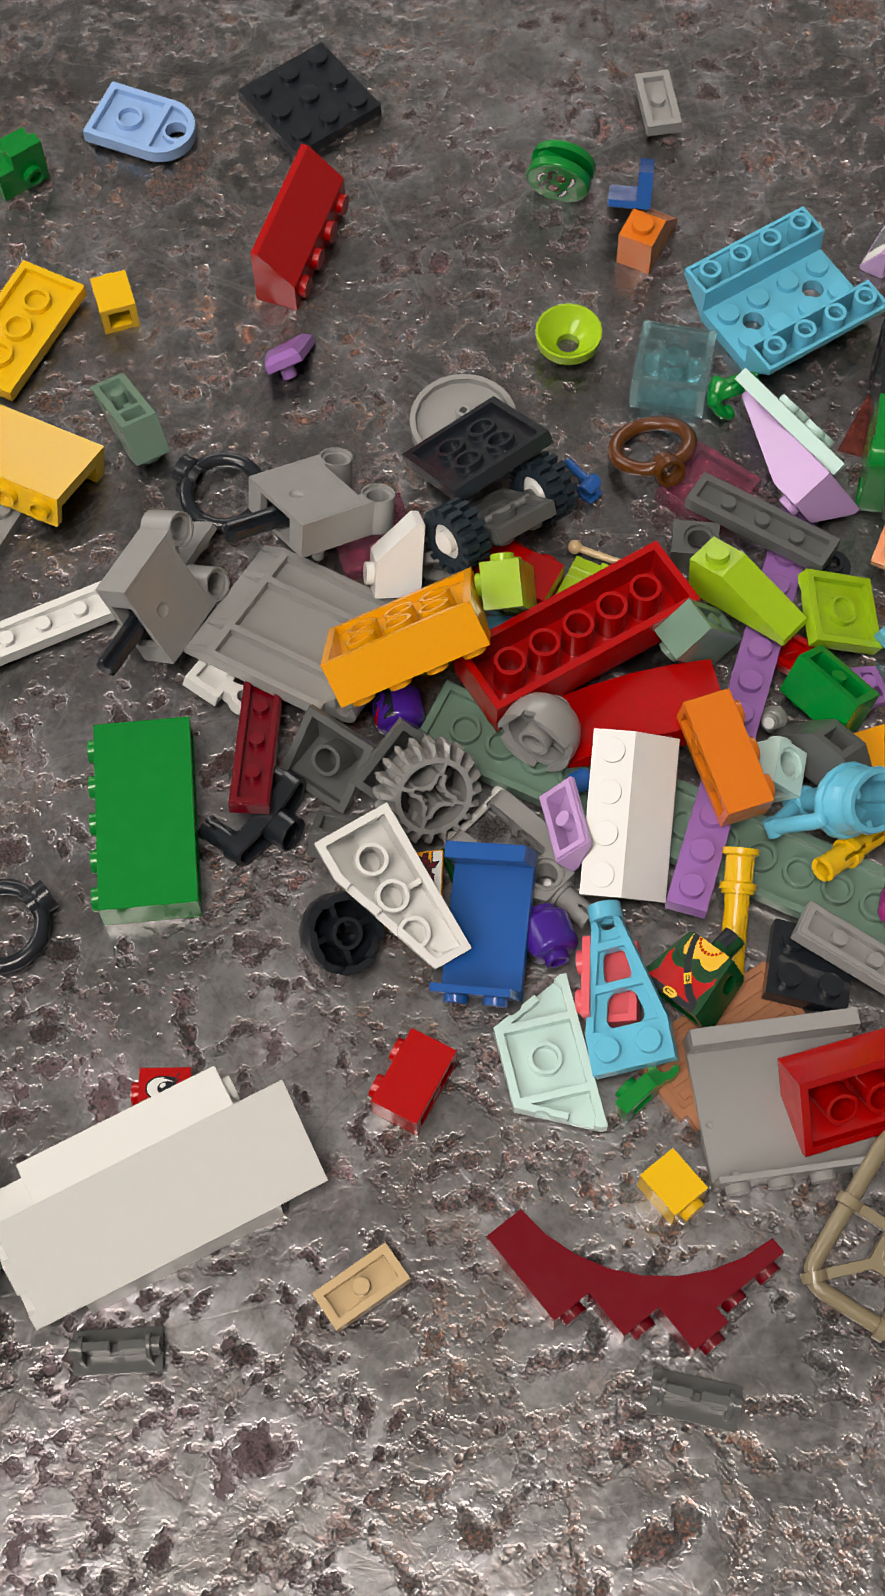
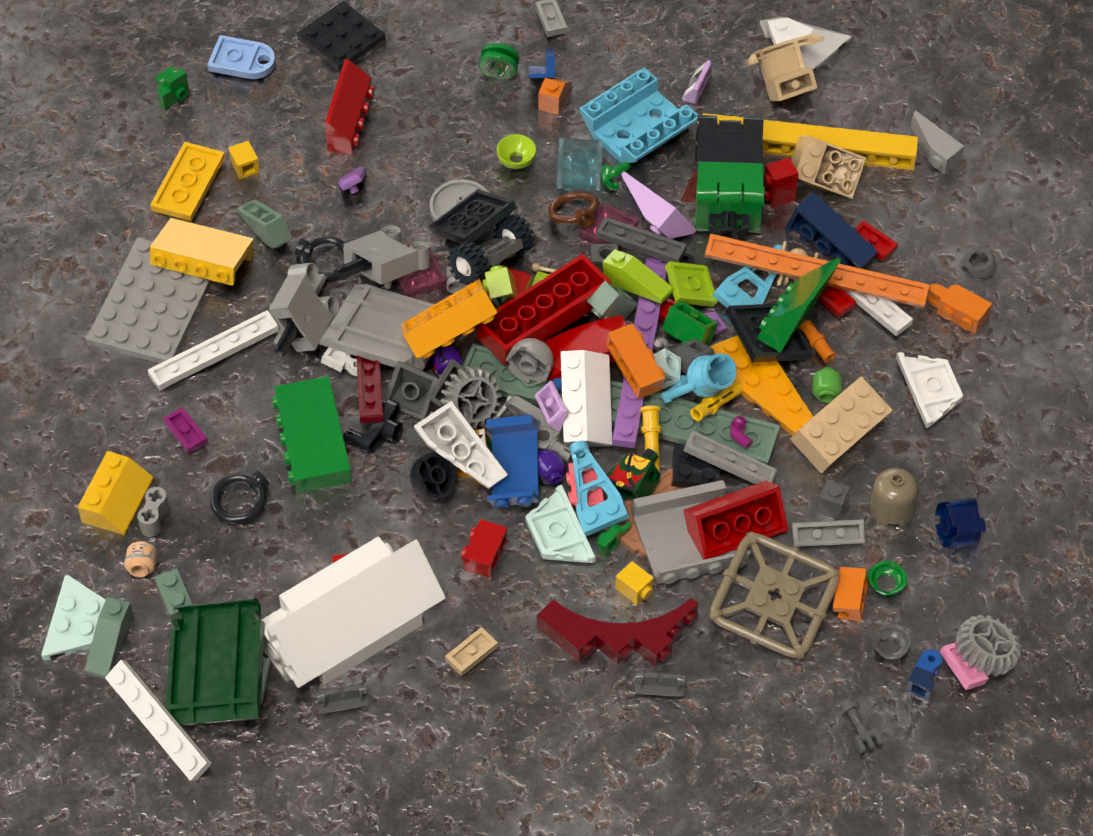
camera: 10 degrees left, 10 degrees down
(397, 559) = (435, 281): white slope -> none
(590, 484) = (539, 233): blue hand -> none
(795, 421) = (652, 183): light aqua wing -> none

